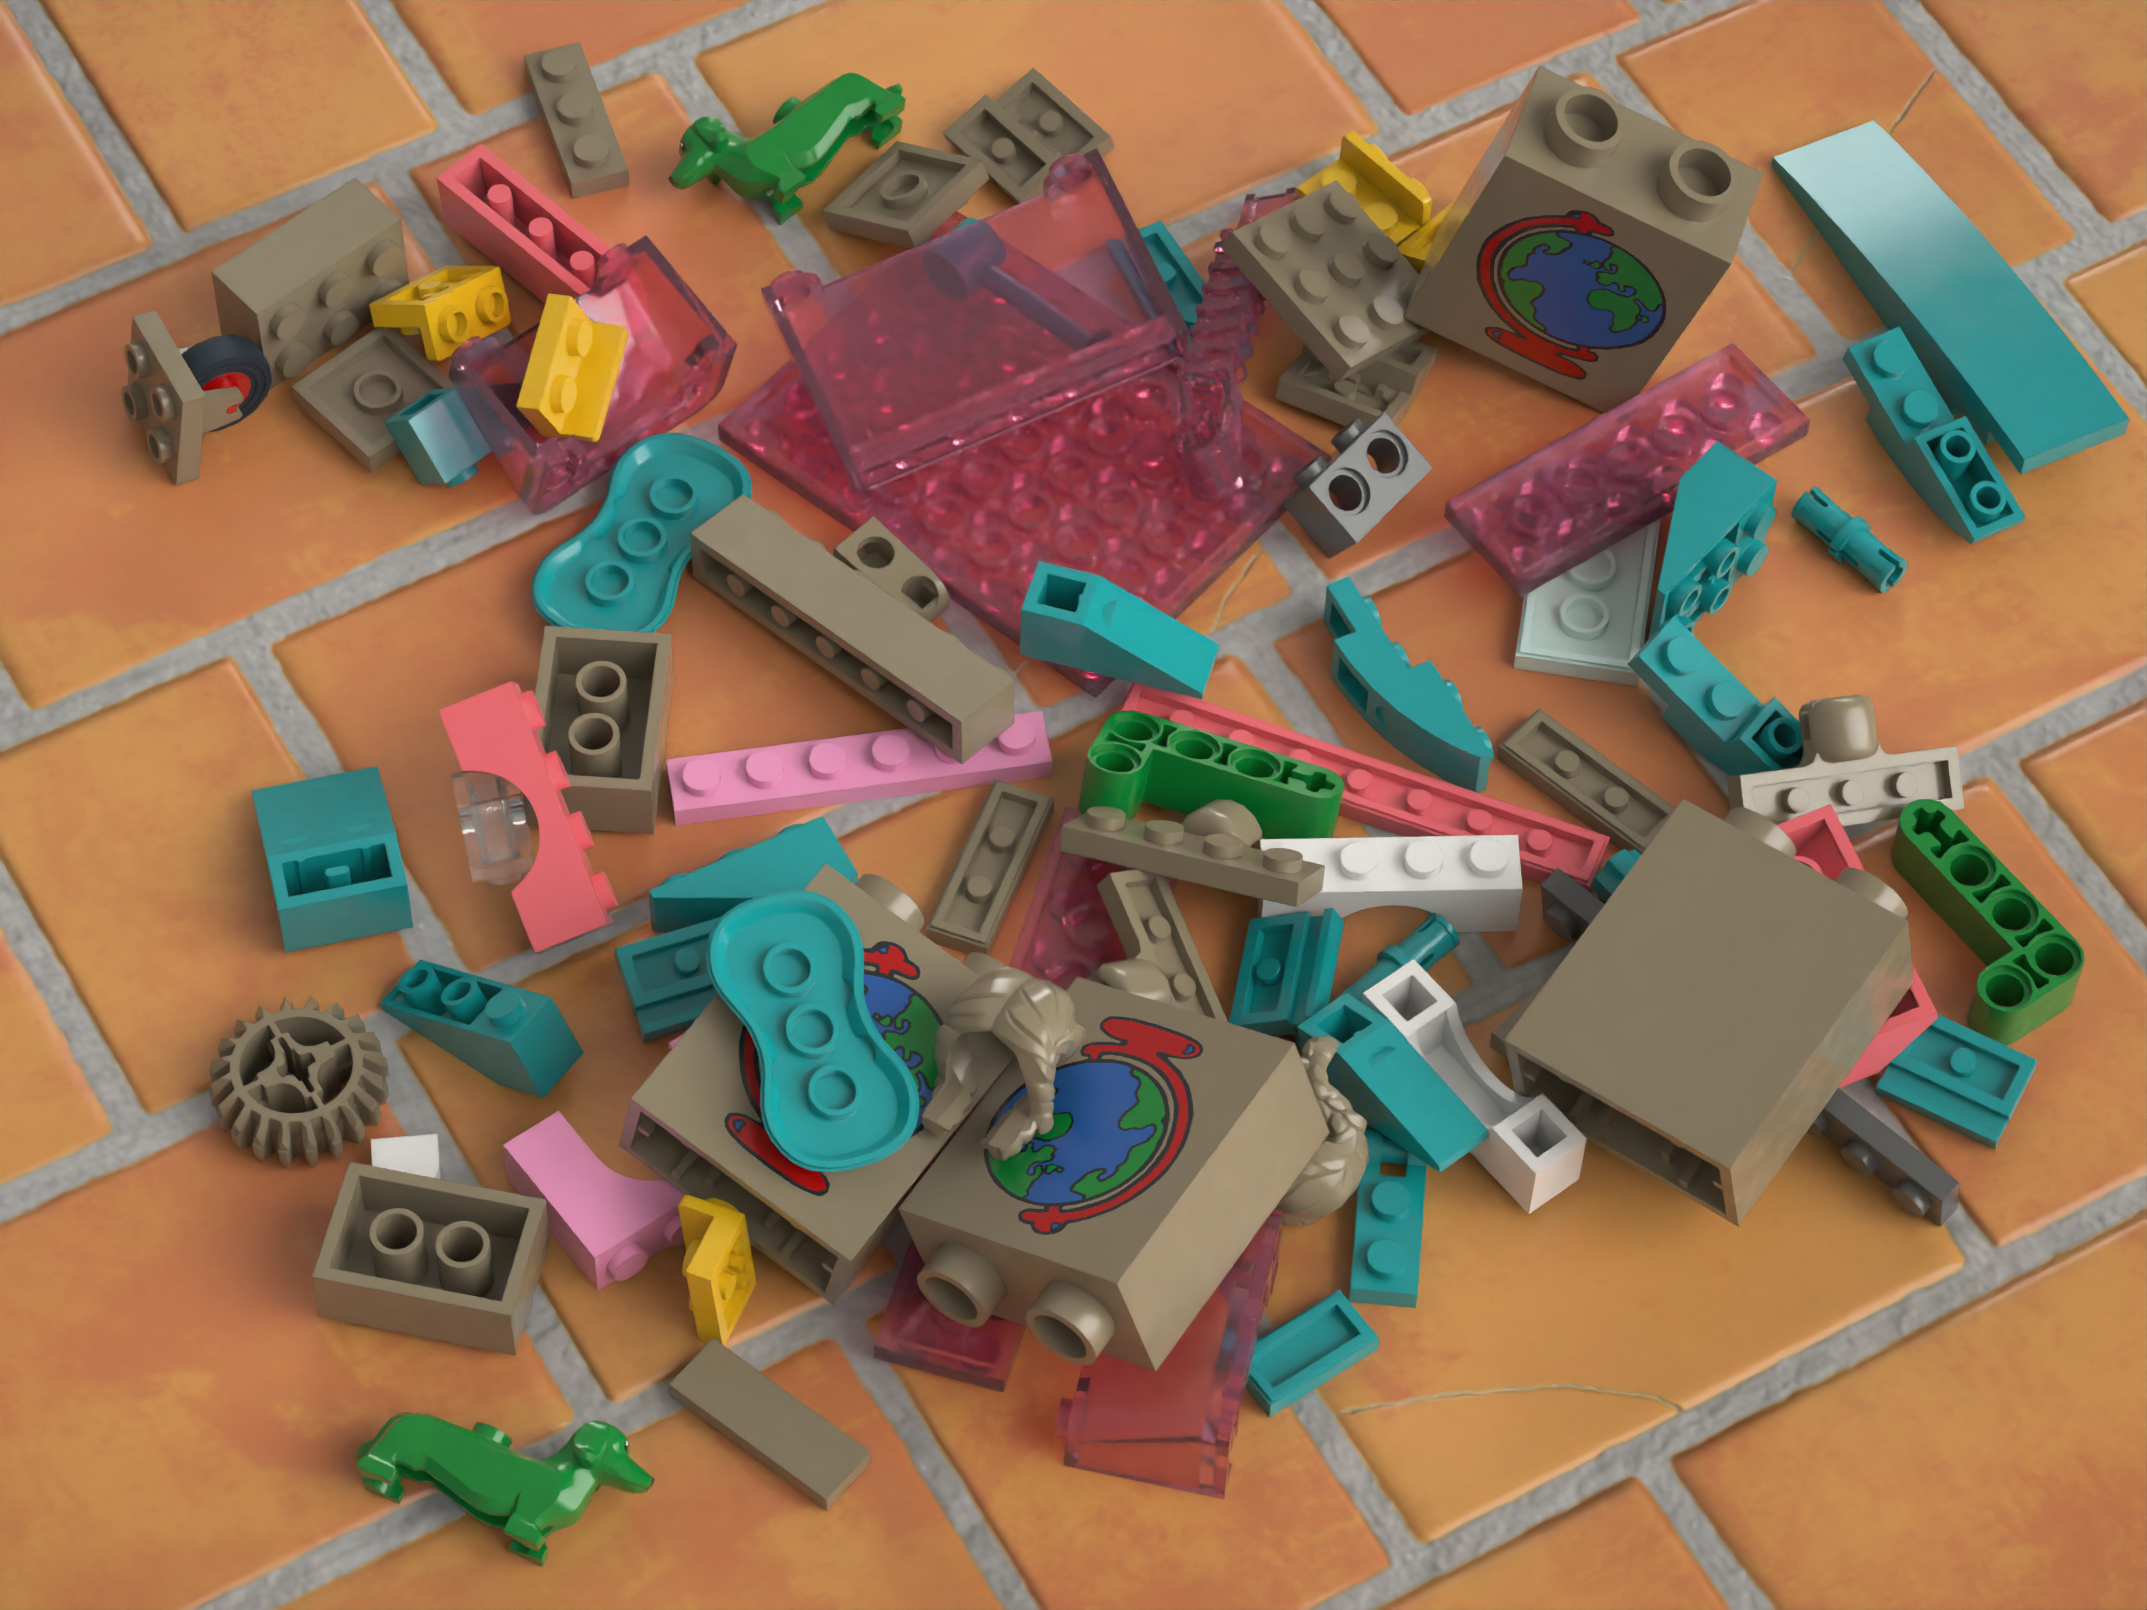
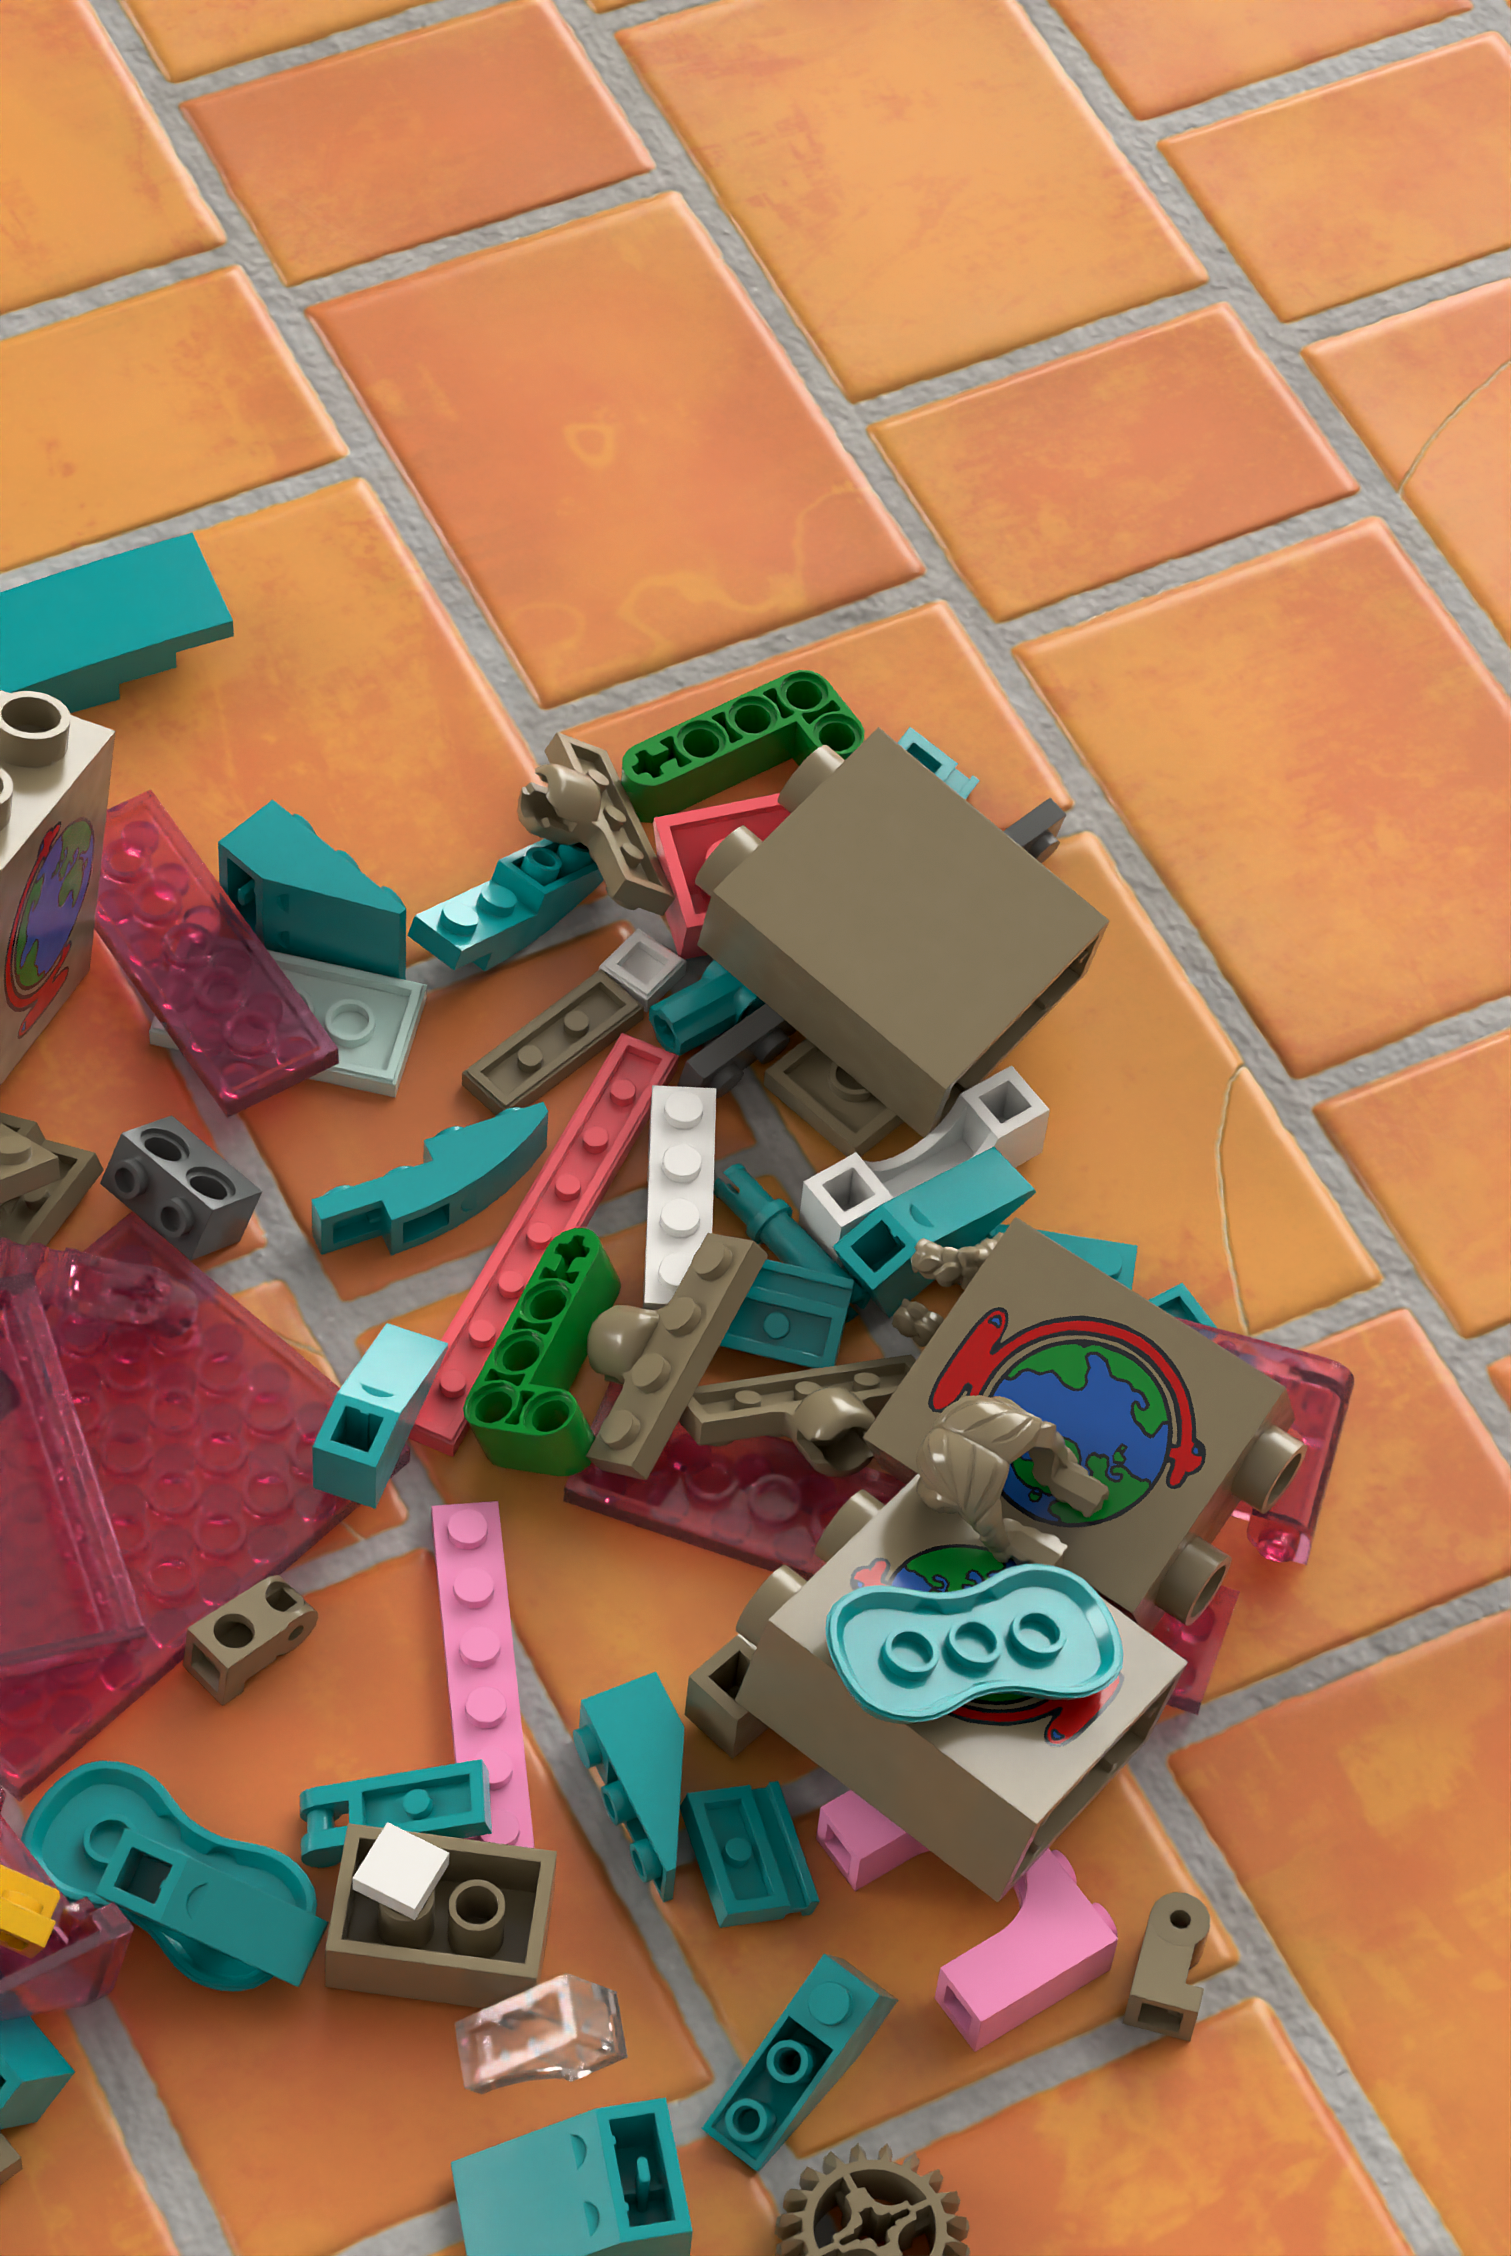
camera: 90 degrees left, 0 degrees up
(408, 1154) = (970, 2143): white tile -> none
(431, 1258) = (1108, 2101): dark tan brick -> none
(497, 1483) = (1368, 2039): green animal -> none
(560, 892) = (521, 1974): coral arch -> none
(588, 1321) = (1170, 1948): none -> dark tan leg
(590, 535) = (211, 1907): none -> teal slope
(617, 667) = (401, 1871): none -> white tile
(709, 697) = (432, 1800): none -> teal plate
(716, 1265) = (1134, 1821): yellow bracket -> none
(770, 1424) = (1272, 1811): dark tan tile -> none
(853, 628) = (326, 1663): dark tan brick -> none
(990, 869) = (618, 1574): dark tan tile -> none
(1849, 539) = (285, 787): teal pin -> none
(1926, 443) = (190, 703): teal slope -> none

